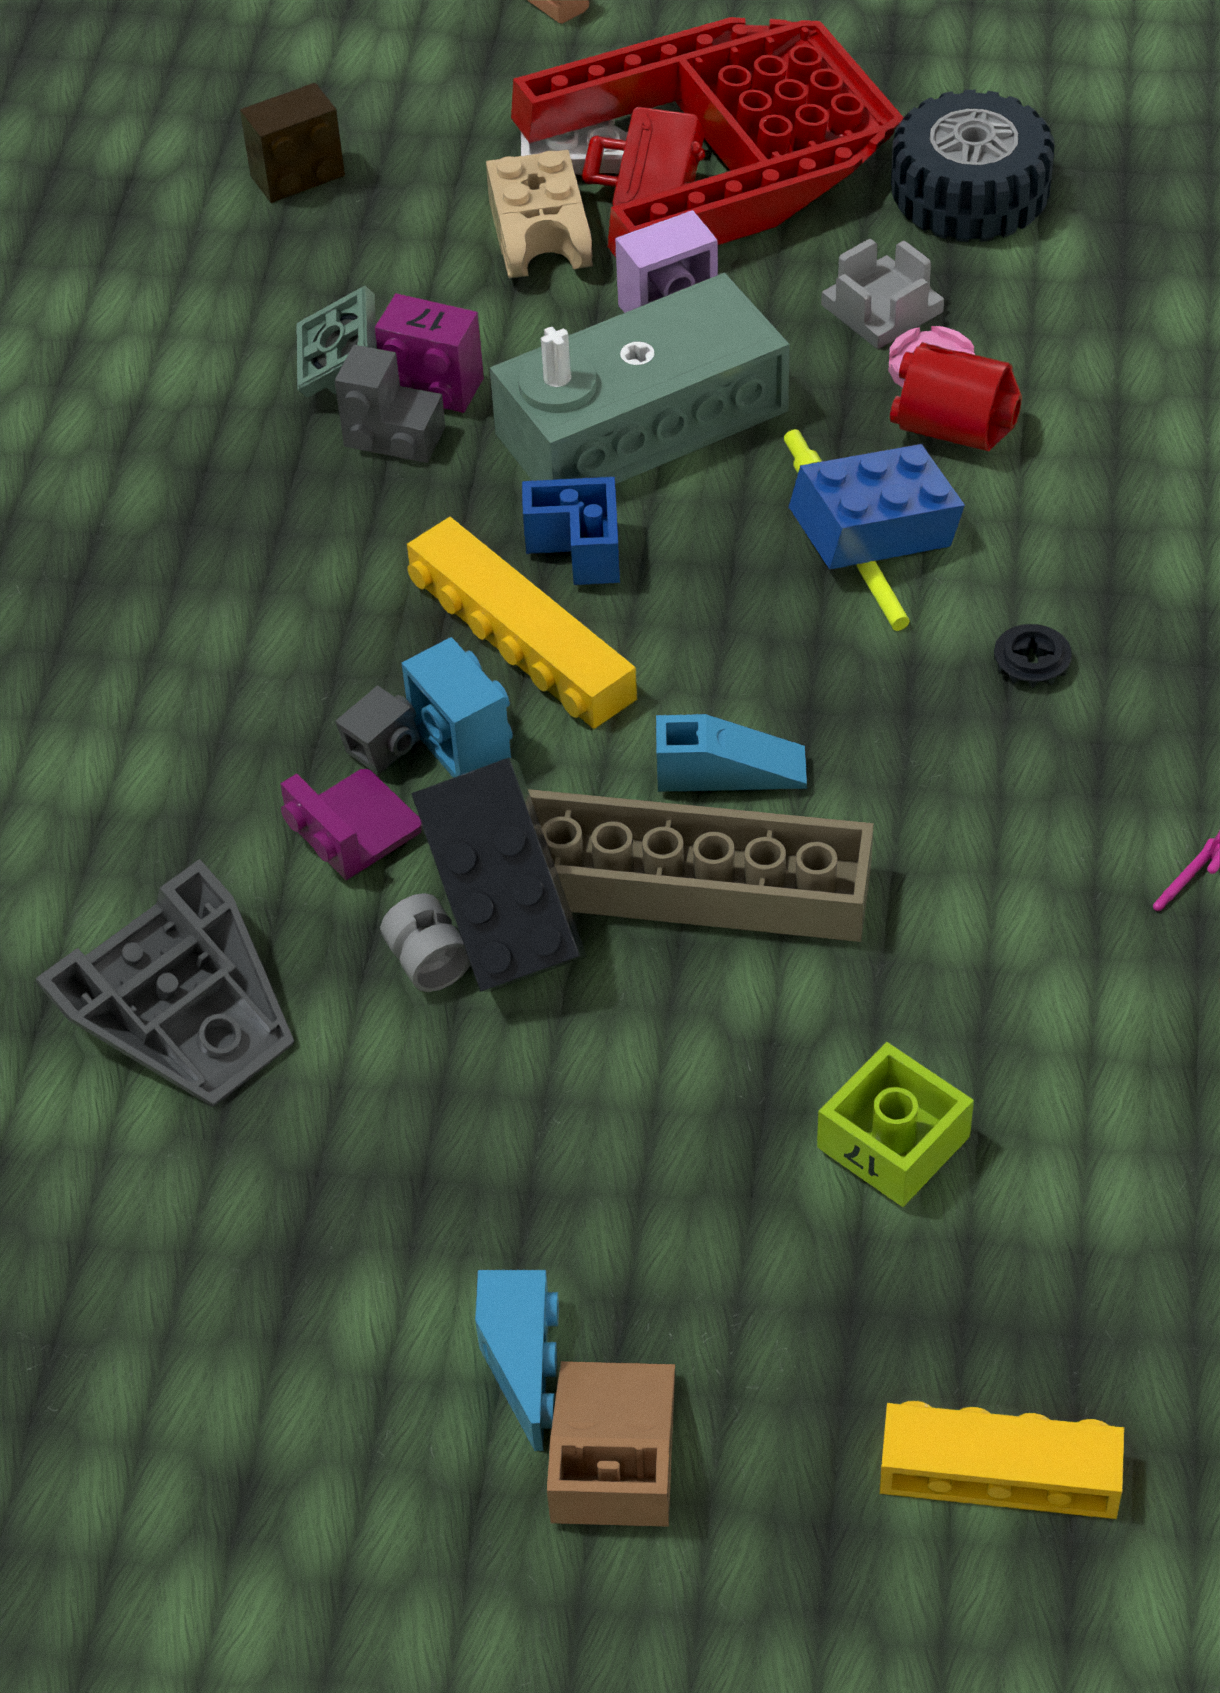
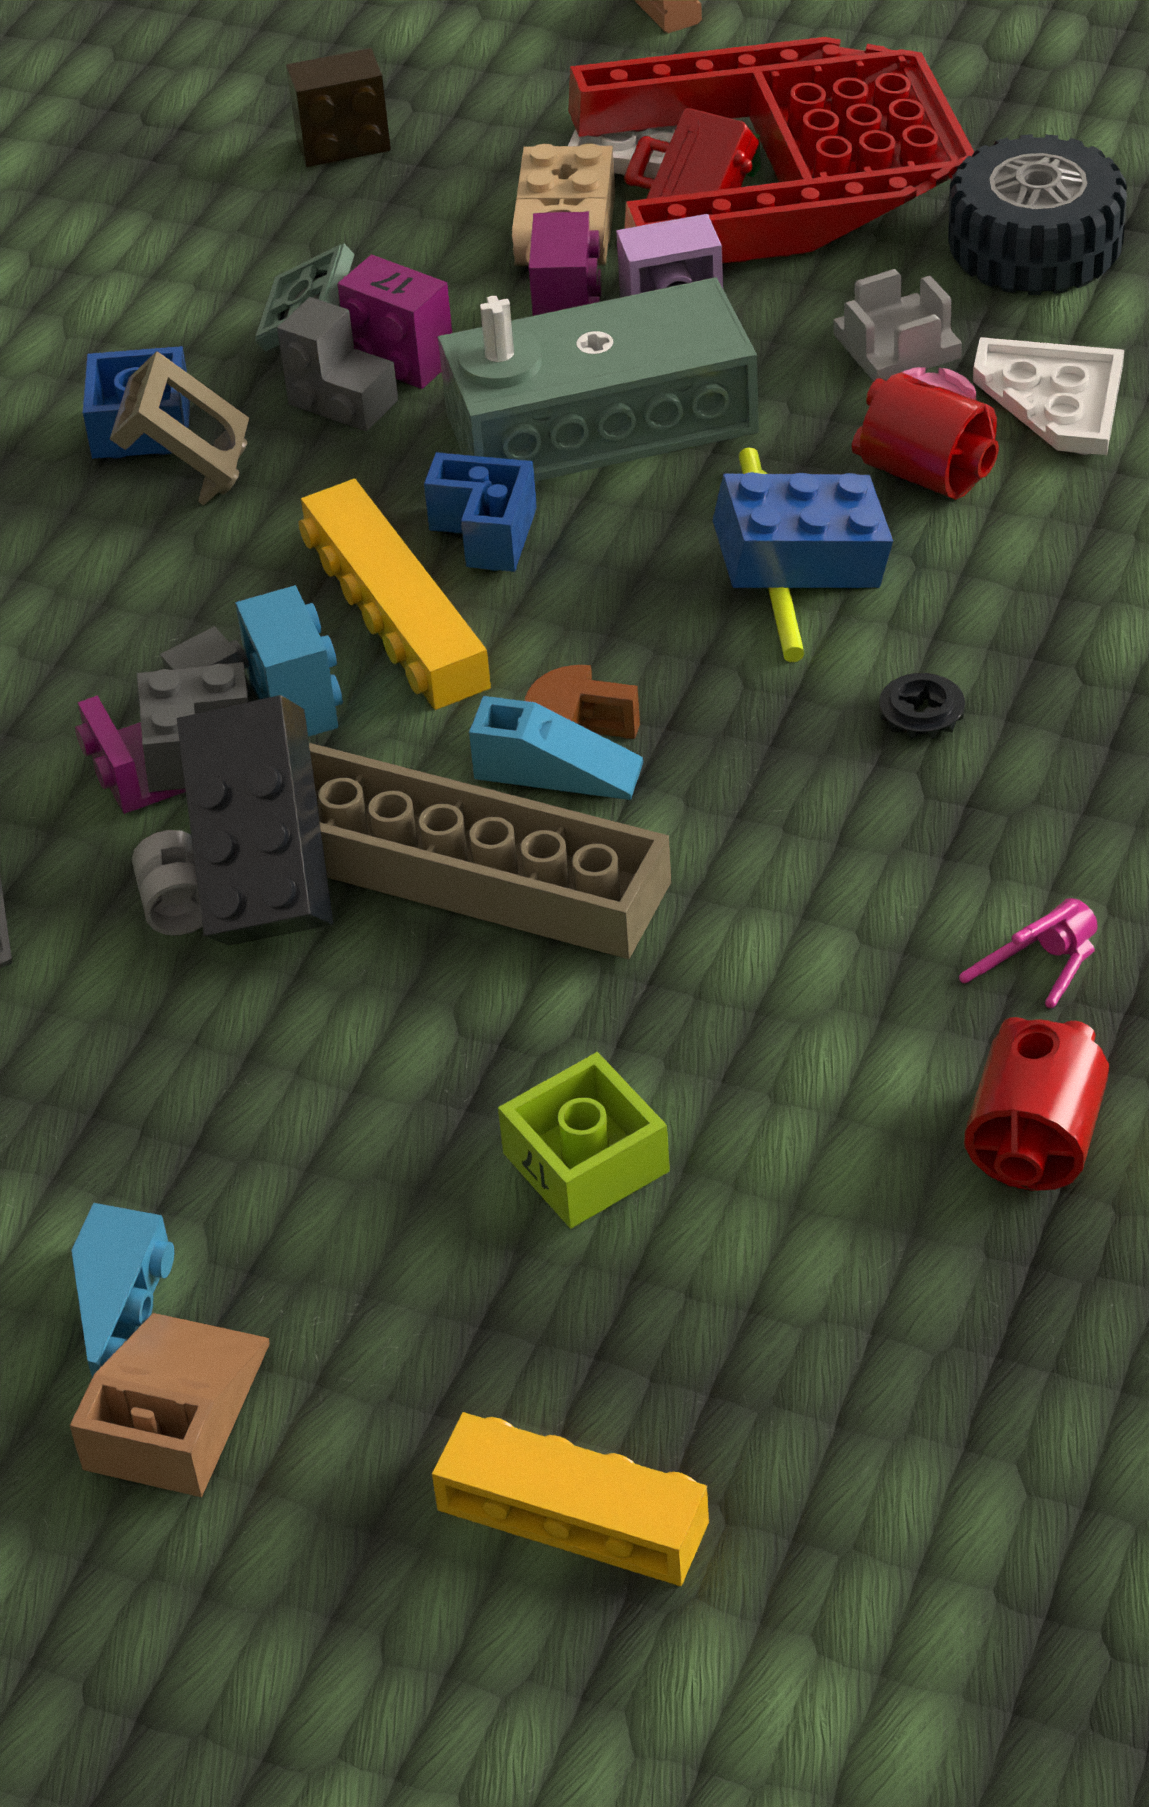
camera: 15 degrees right, 5 degrees down
(211, 469) = (104, 389): none -> blue brick
(235, 486) = (141, 414): none -> dark tan panel
(377, 780) = (177, 694): none -> dark grey brick
(568, 278) = (563, 262): none -> magenta brick
(743, 703) = (593, 704): none -> dark orange brick
(1042, 331) = (1054, 389): none -> white plate

